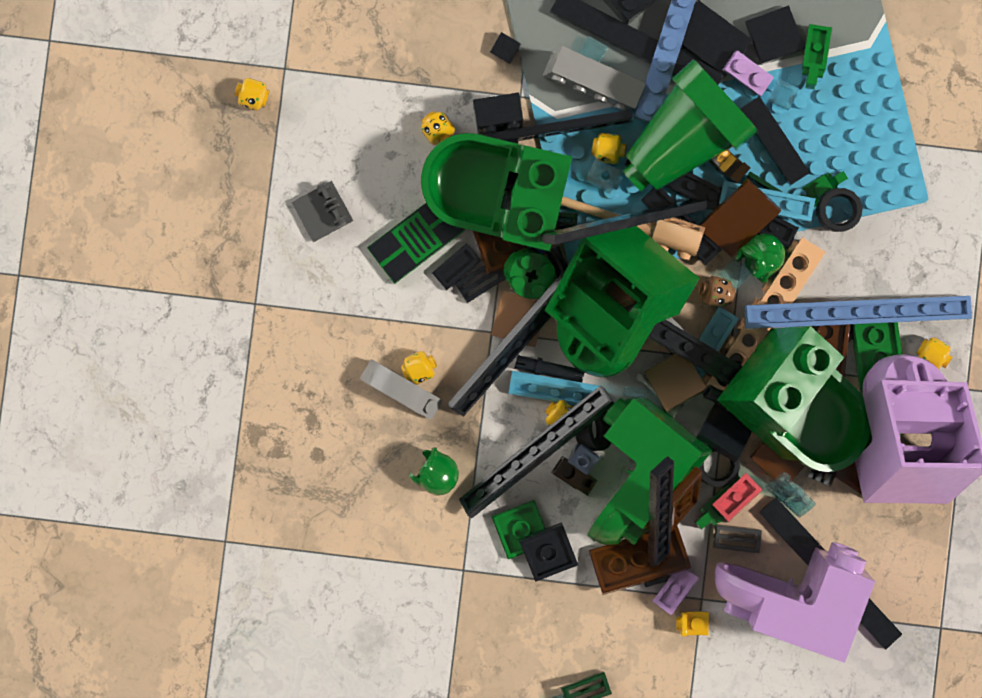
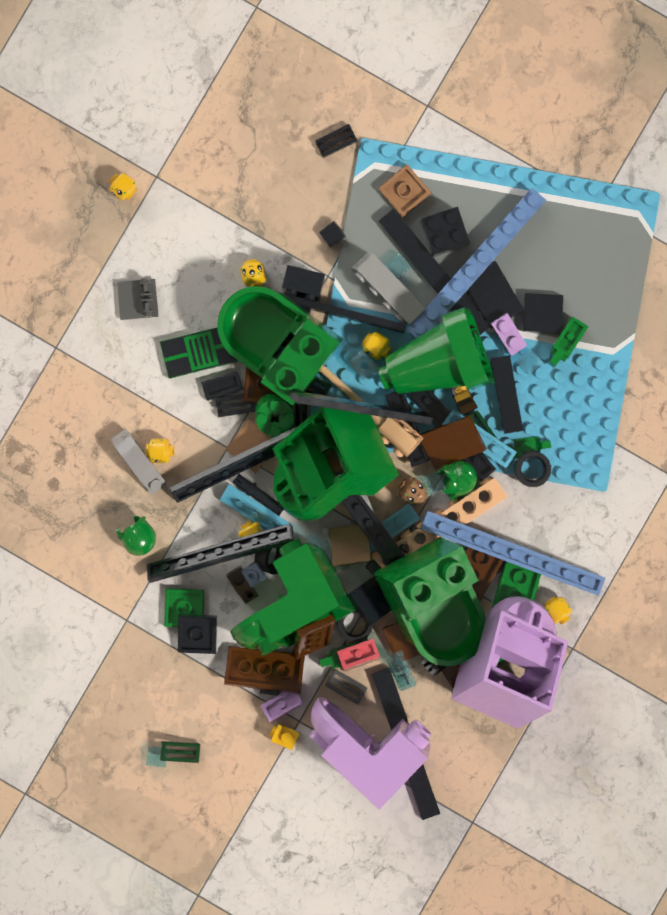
camera: 20 degrees right, 0 degrees up
(660, 511) = (289, 637): black tile -> none

